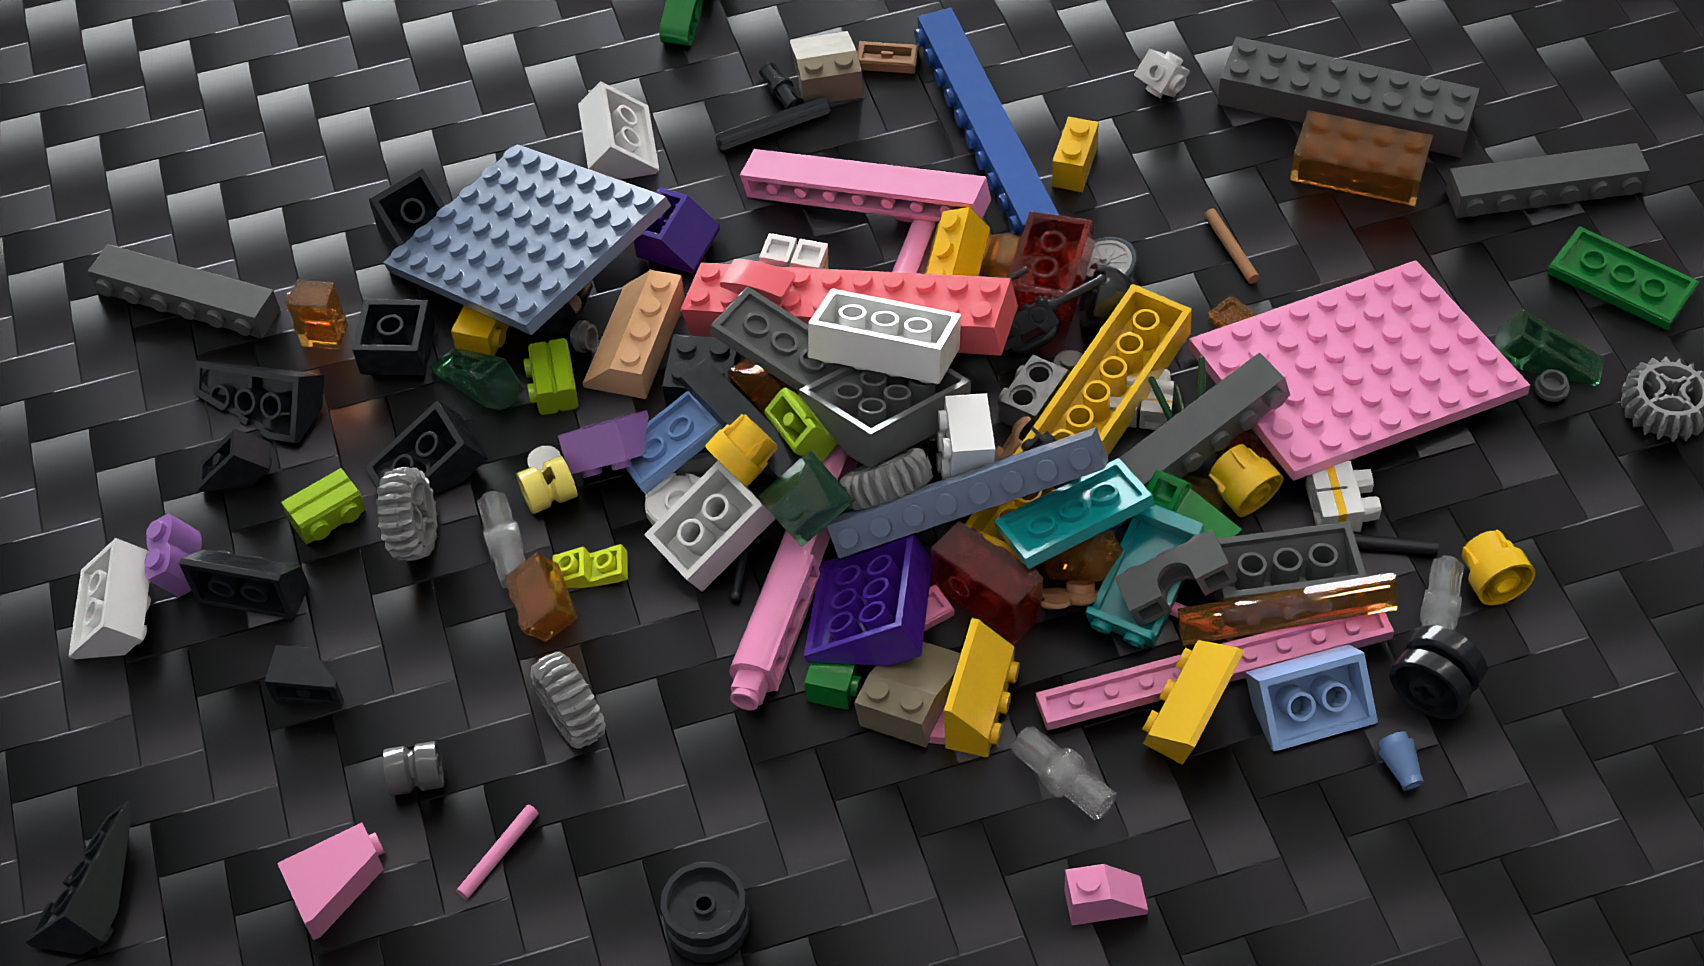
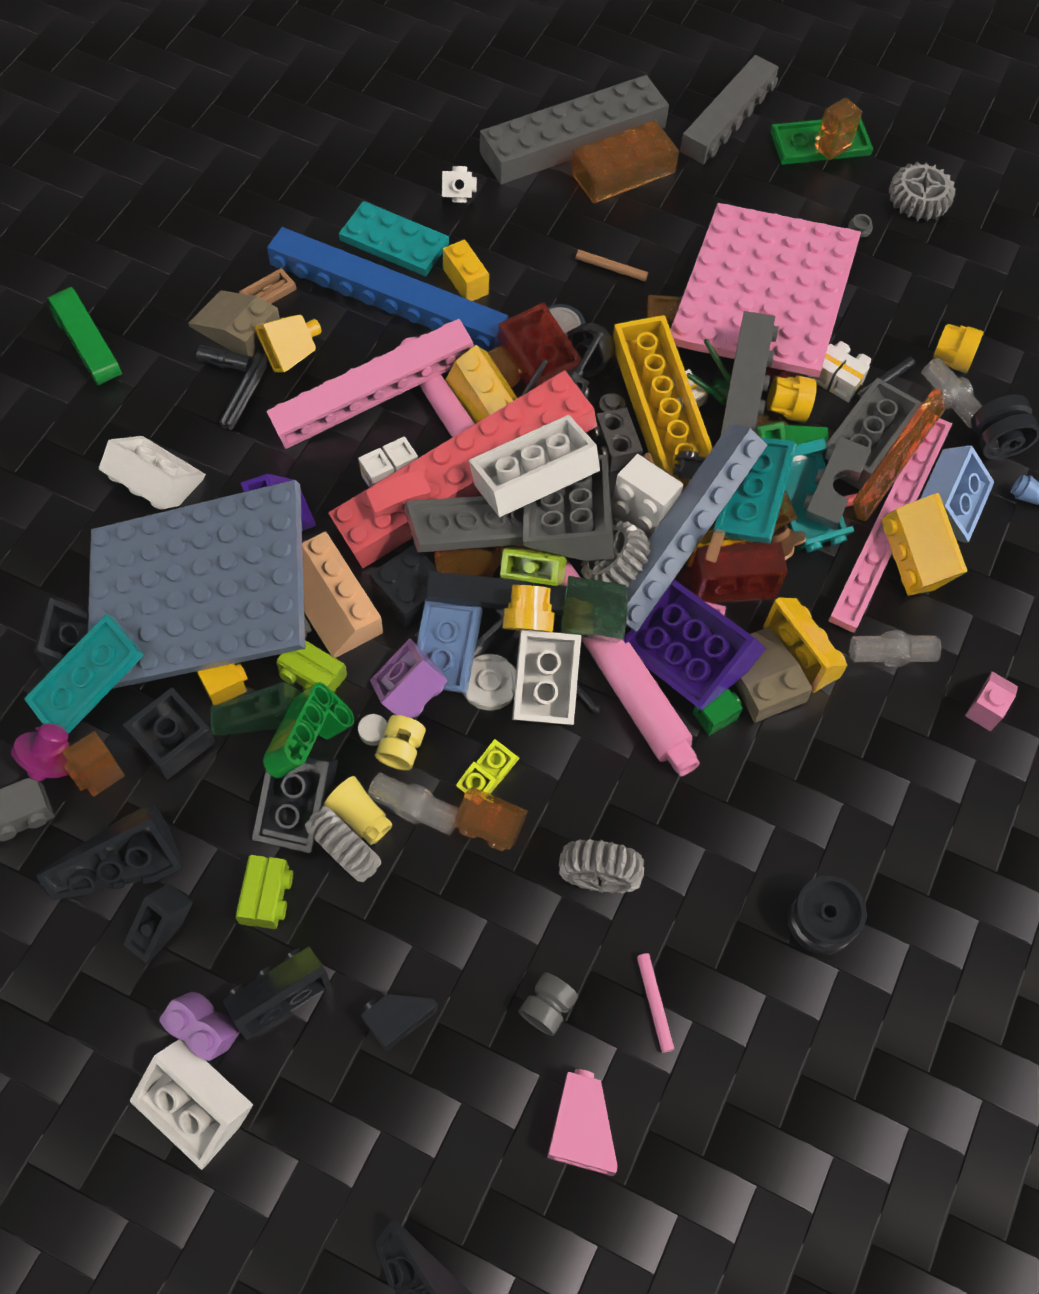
camera: 55 degrees left, 10 degrees up
(287, 268) = (42, 752): none -> magenta plate
(383, 246) = (84, 675): none -> teal plate
(456, 506) = (358, 810): none -> light yellow plant
(470, 402) = (310, 714): none -> green beam
(842, 104) = (287, 340): none -> yellow torso
(971, 526) = (715, 545): none -> medium nougat tile
(1051, 84) = (394, 238): none -> teal plate
(1540, 347) = (838, 206): clear green slope -> none
(1626, 268) = (838, 128): none -> clear orange brick

